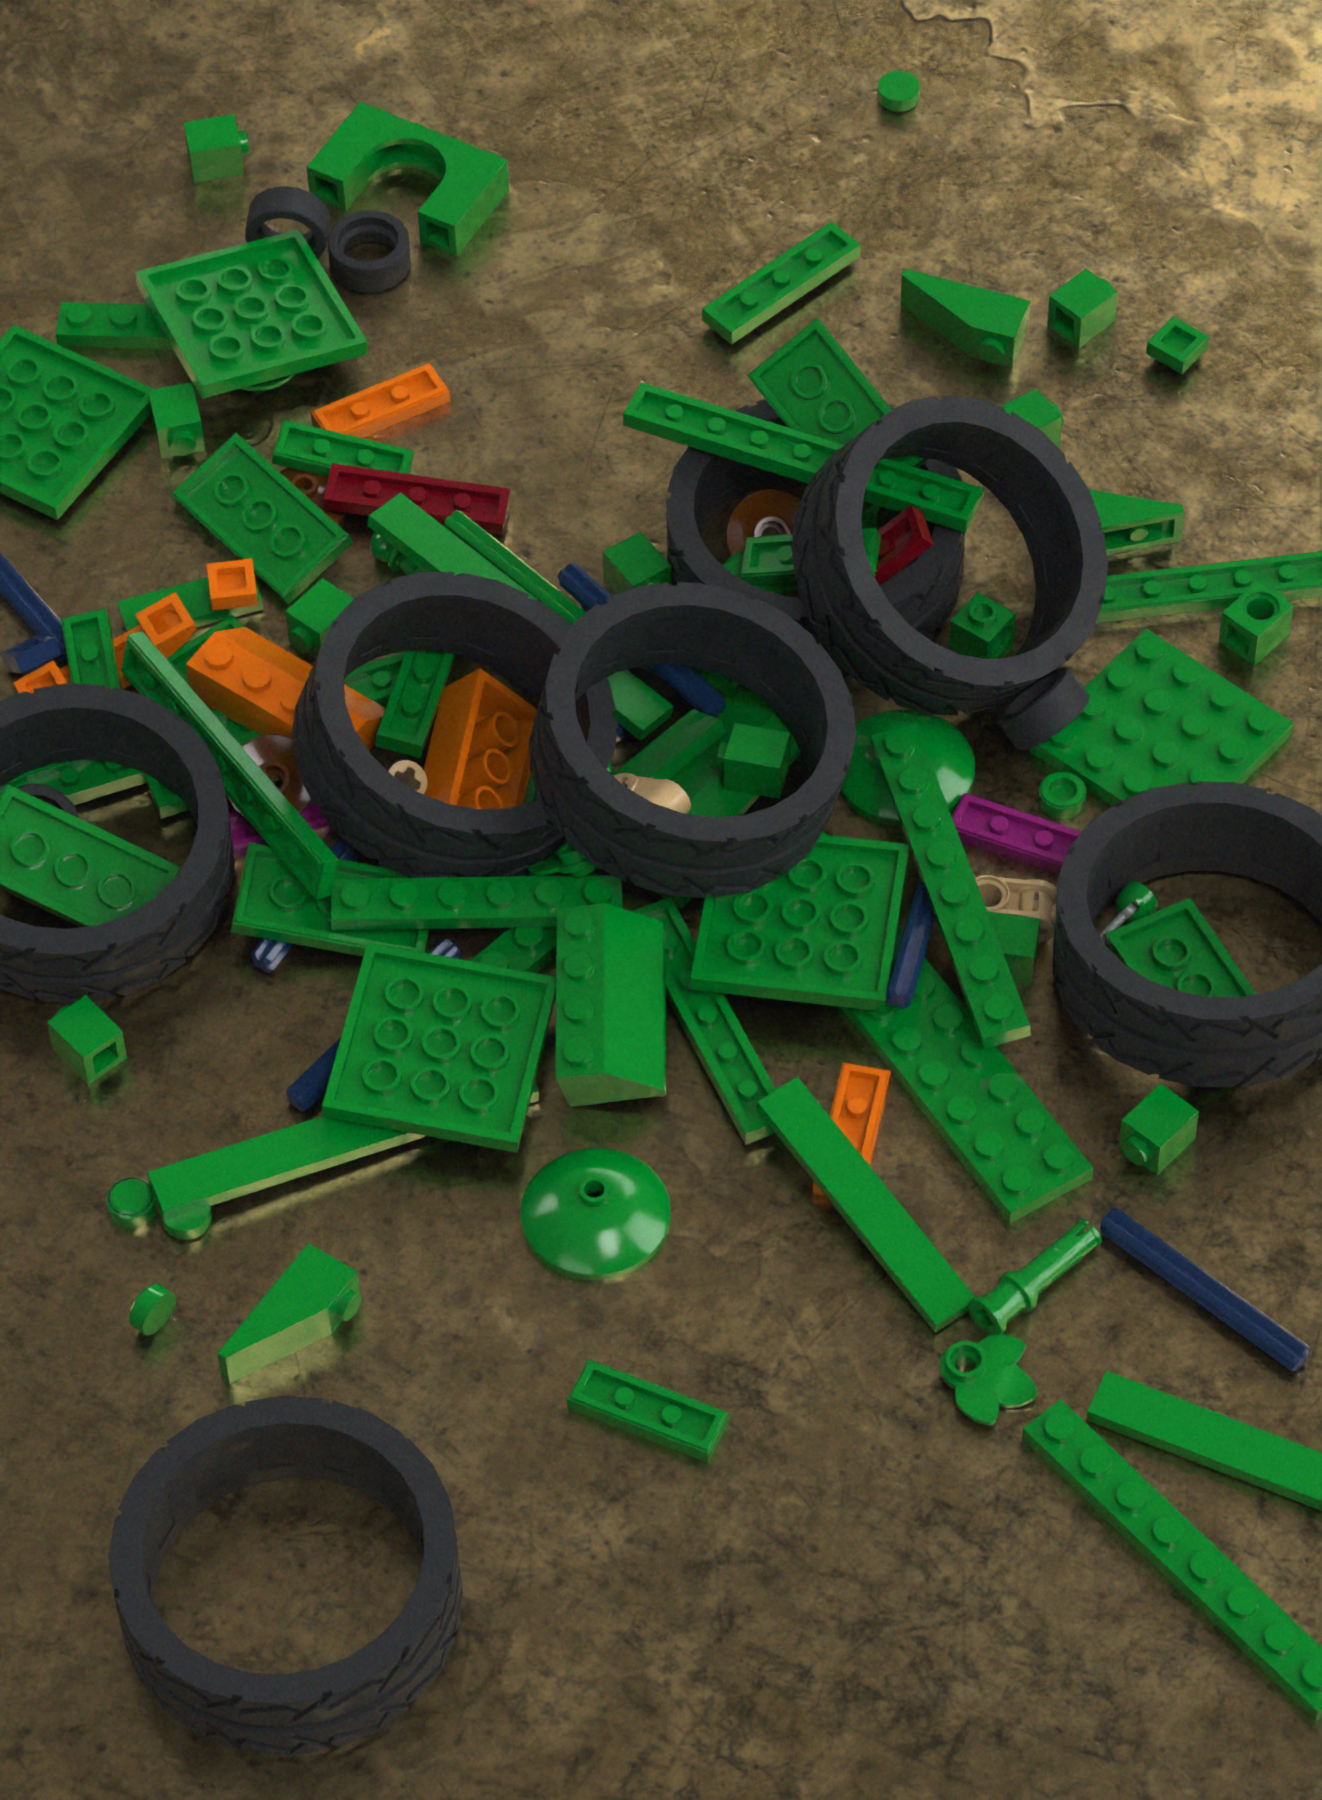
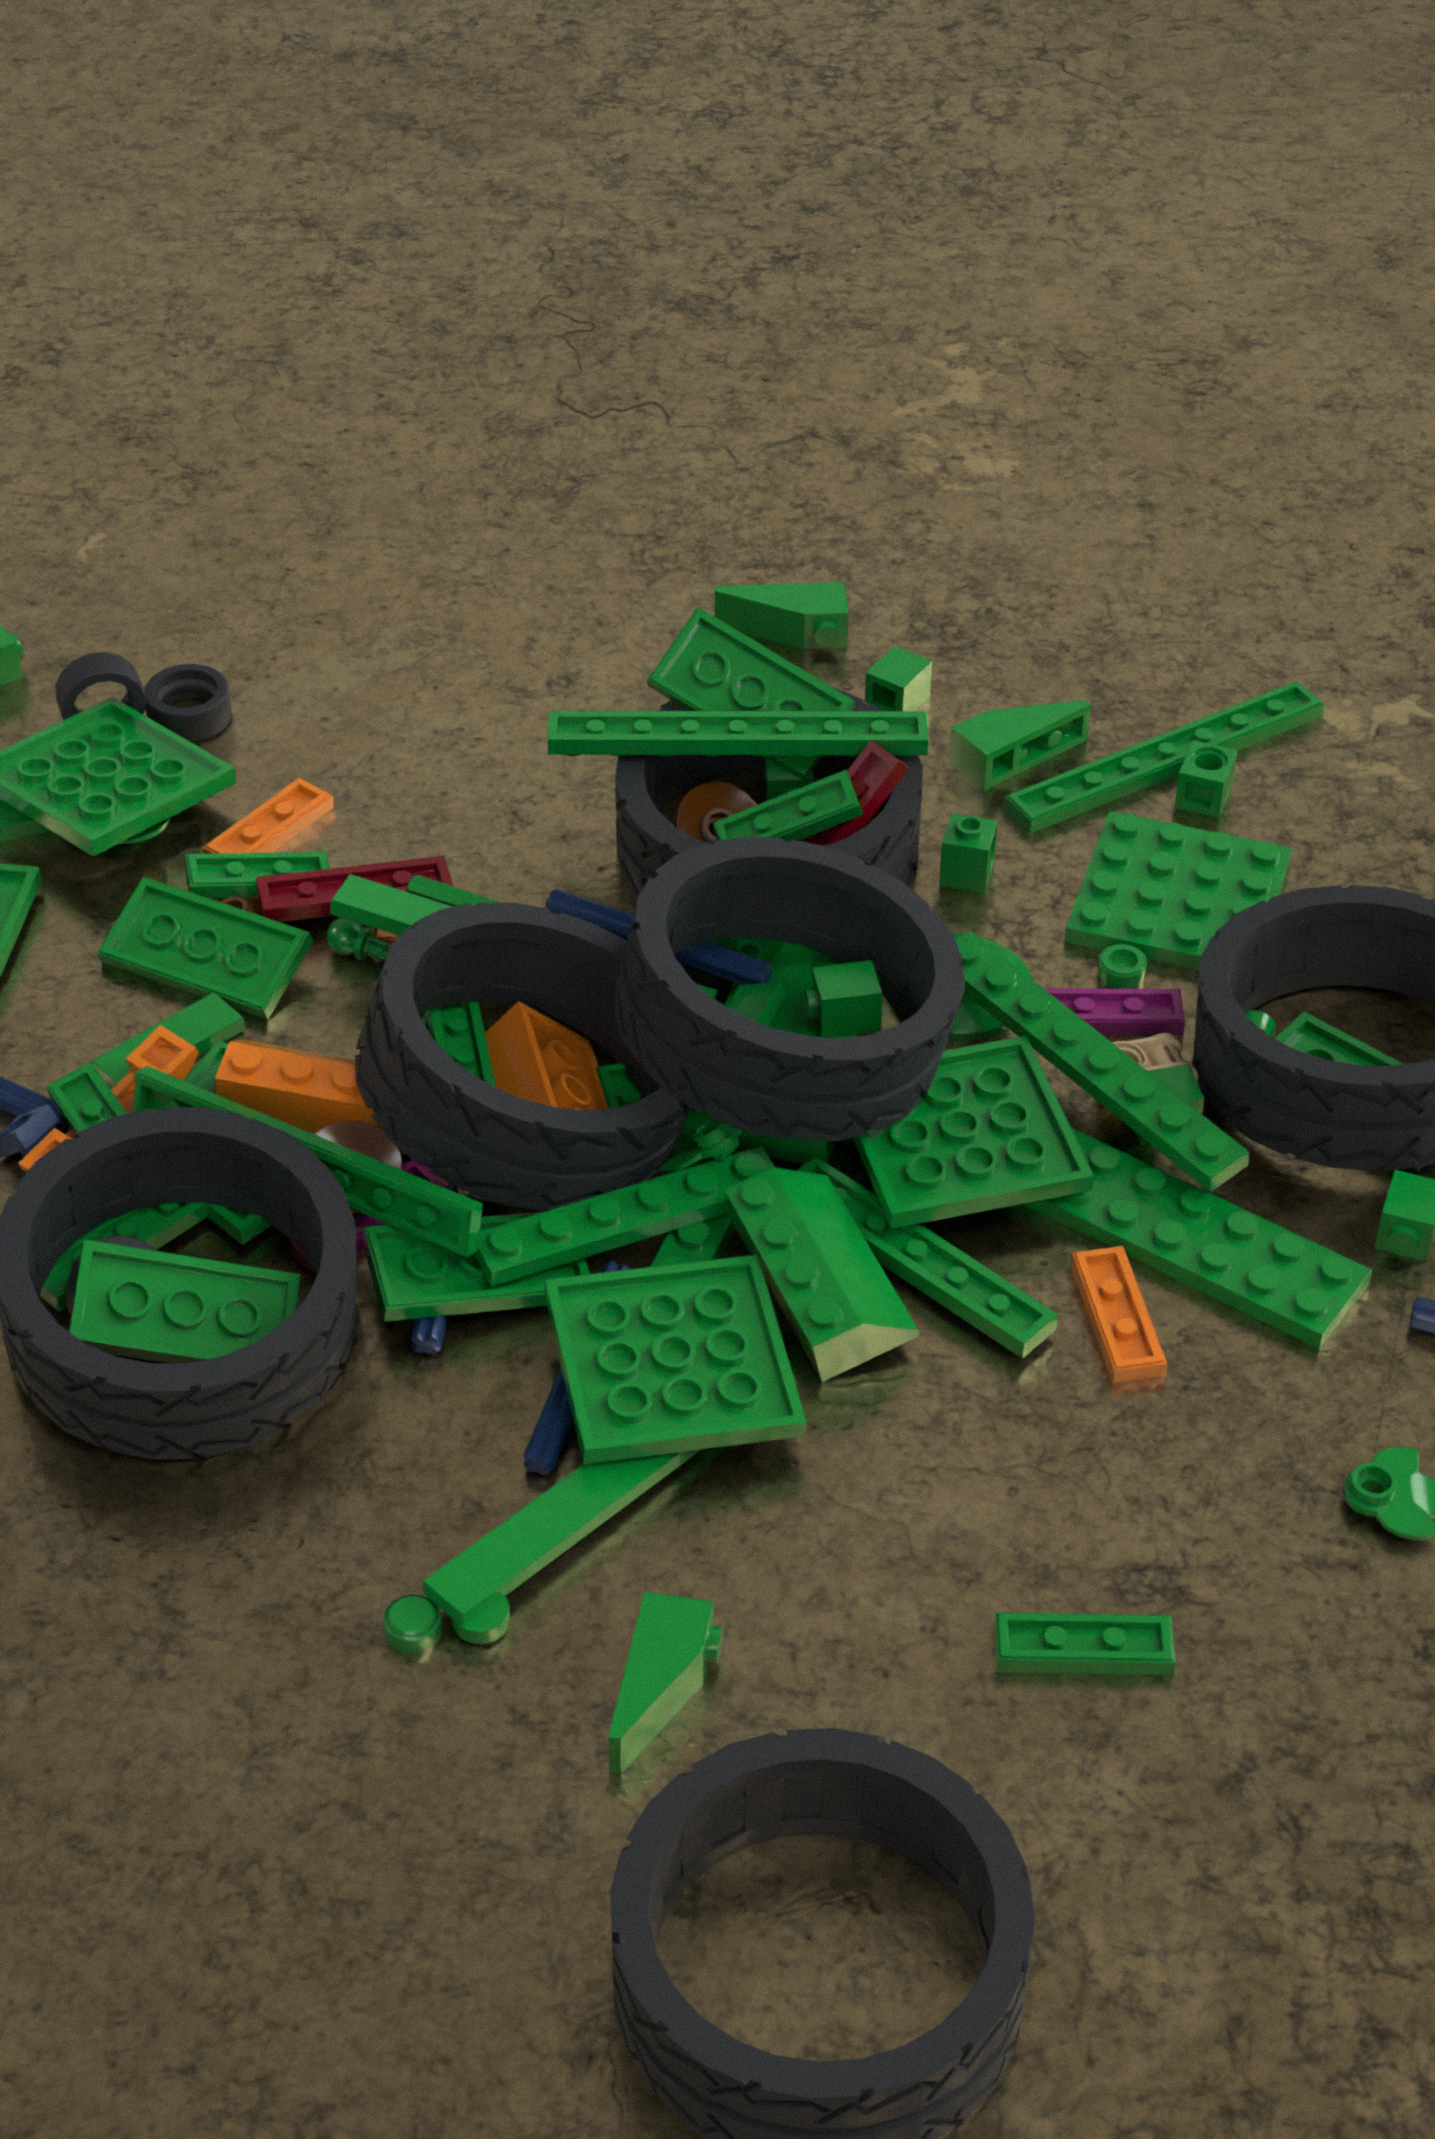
camera: 25 degrees left, 10 degrees down
(87, 1039) = (280, 1474): green brick -> none
(152, 1309) = (499, 1721): green piece -> none
(176, 420) = (70, 887): green brick -> none
(232, 584) = (210, 1008): orange plate -> none
(313, 615) = (318, 1015): green brick -> none
(379, 142) = (251, 621): green arch -> none
(598, 1234) = (910, 1473): green dish -> none
(634, 564) = (609, 883): green brick -> none
(781, 282) = (598, 632): green plate -> none
(866, 1204) = (1183, 1371): green tile -> none
(898, 91) = (612, 467): green tile -> none
(911, 949) = (1082, 1122): dark blue axle -> none
(1020, 1289) = (1378, 1401): green pin -> none
(1031, 483) = (977, 714): black tyre -> none
(1043, 709) = (1071, 892): black tyre -> none
(1082, 308) = (886, 582): green brick -> none
(1177, 345) = (987, 590): green plate -> none

